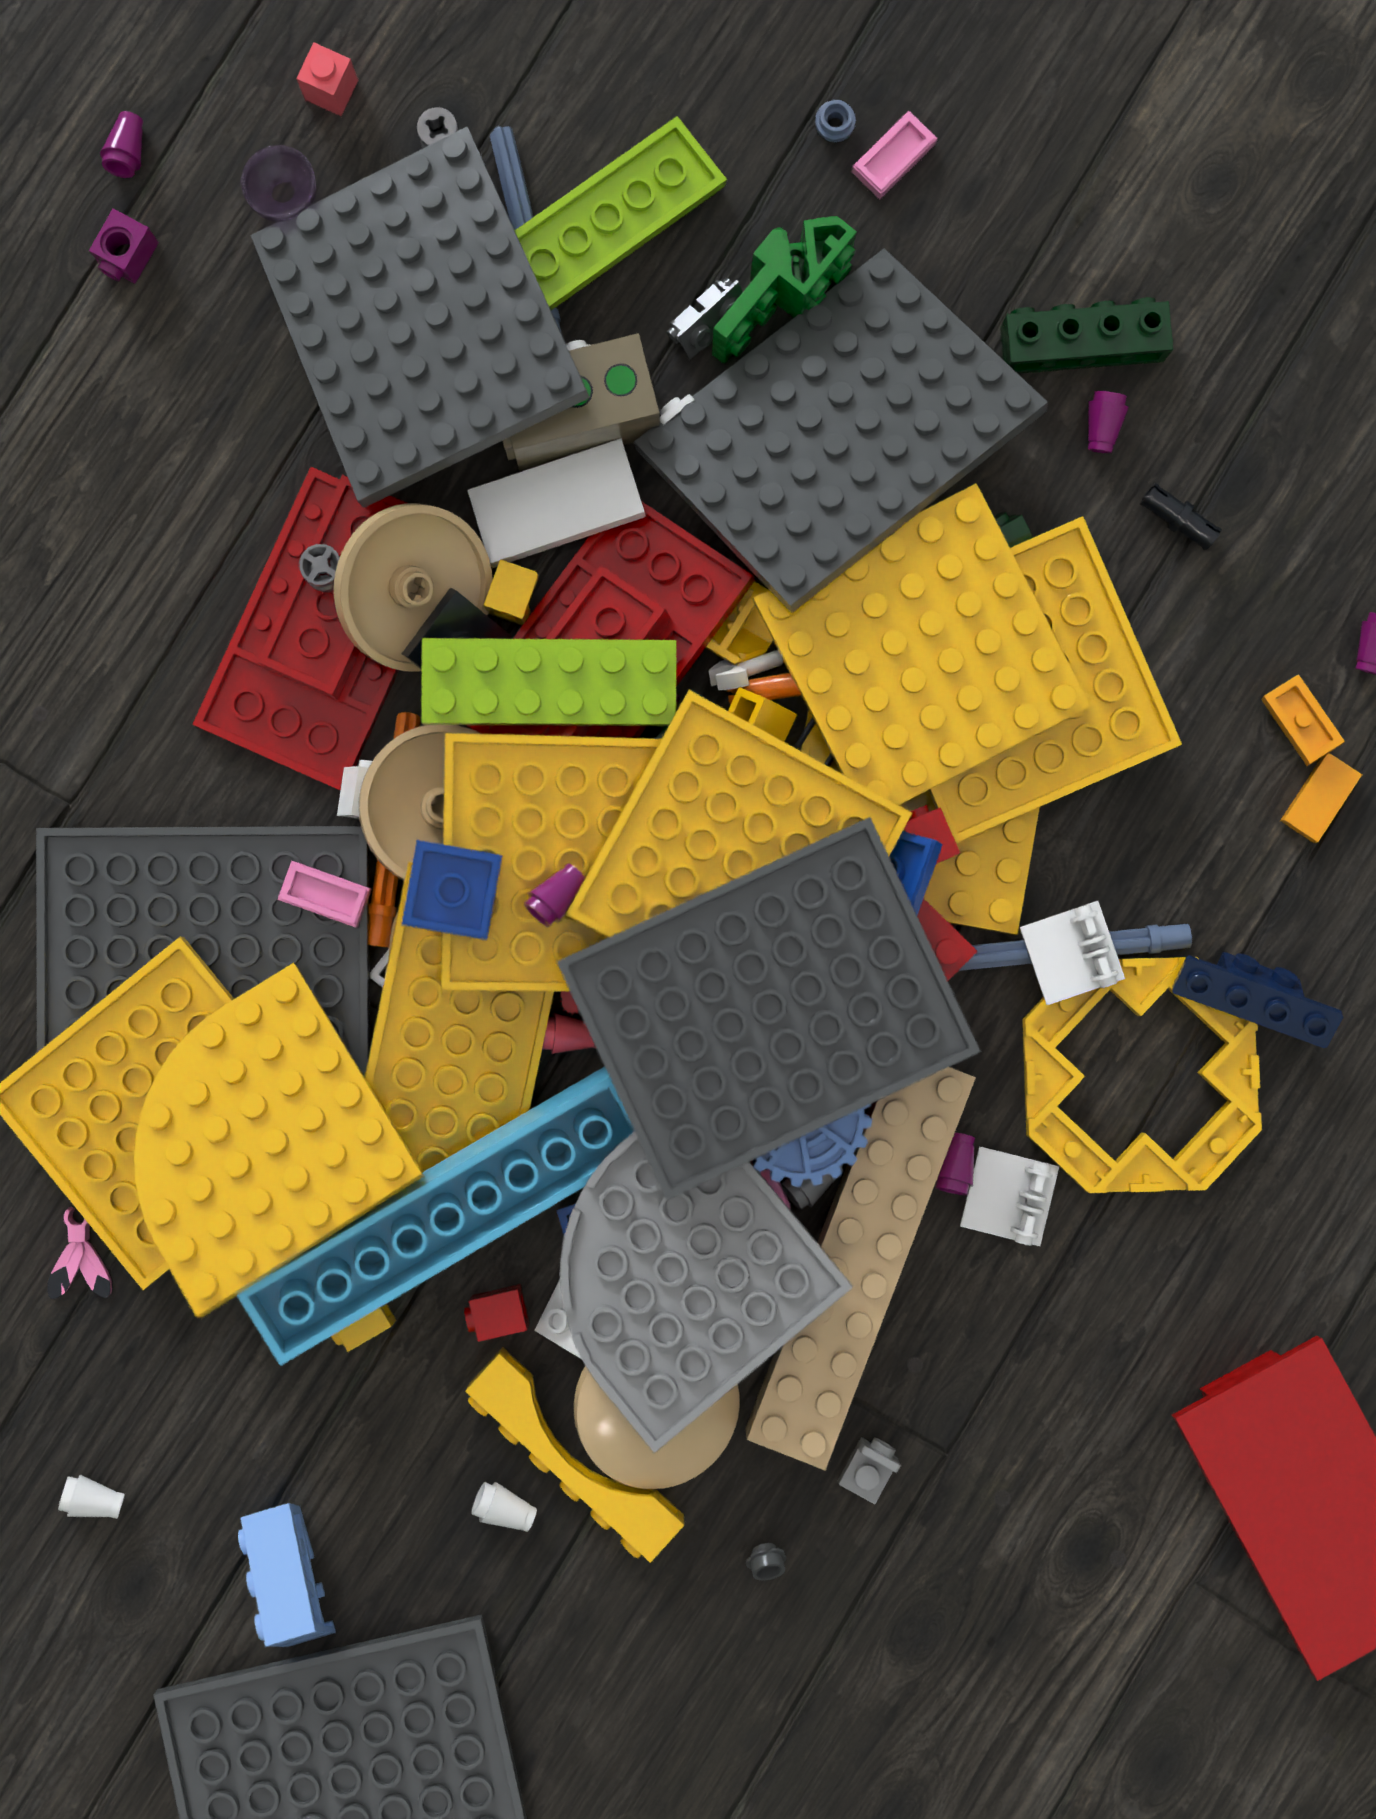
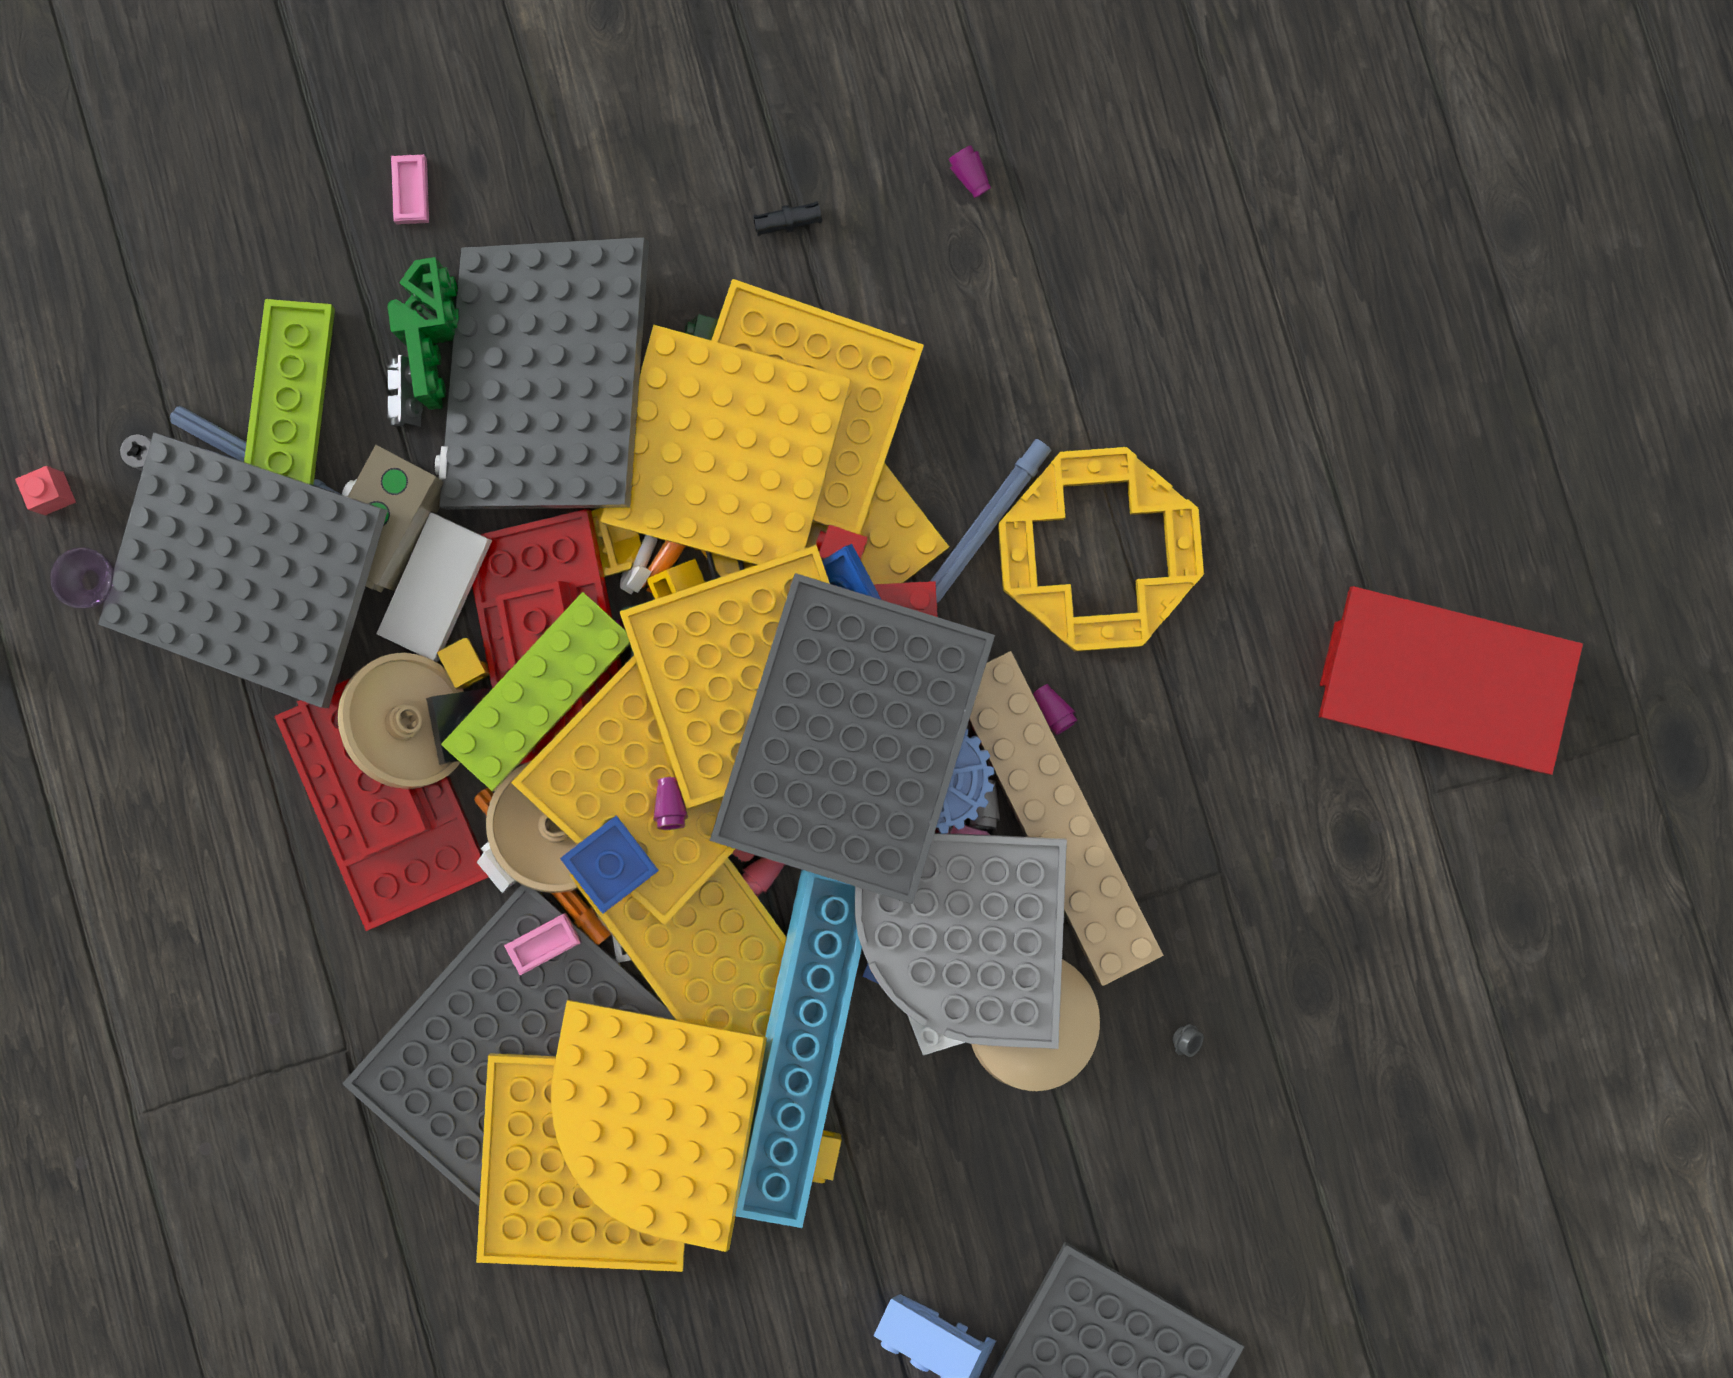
camera: 40 degrees left, 0 degrees up
(77, 1255) = (625, 1294): bright pink piece -> none
(118, 231) = (20, 704): magenta brick -> none
(315, 562) = (335, 766): flat silver wheel -> none
(497, 1313) = (891, 1068): red brick -> none
(502, 1508) = (1011, 1171): white cone -> none
(637, 1514) = (1090, 1092): yellow arch -> none
(839, 110) = (352, 197): sand blue plate -> none
(869, 1469) = (1188, 928): light grey bracket -> none
(1009, 1196) = (1102, 695): white hinge -> none
(1072, 953) = (989, 524): white hinge -> none
(1087, 336) = (626, 175): dark green brick -> none
(1105, 420) = (687, 209): magenta cone -> none
(1258, 995) = (1116, 436): dark blue bracket -> none
(1302, 720) = (976, 258): light orange plate -> none
(1321, 797) = (1033, 289): light orange tile -> none

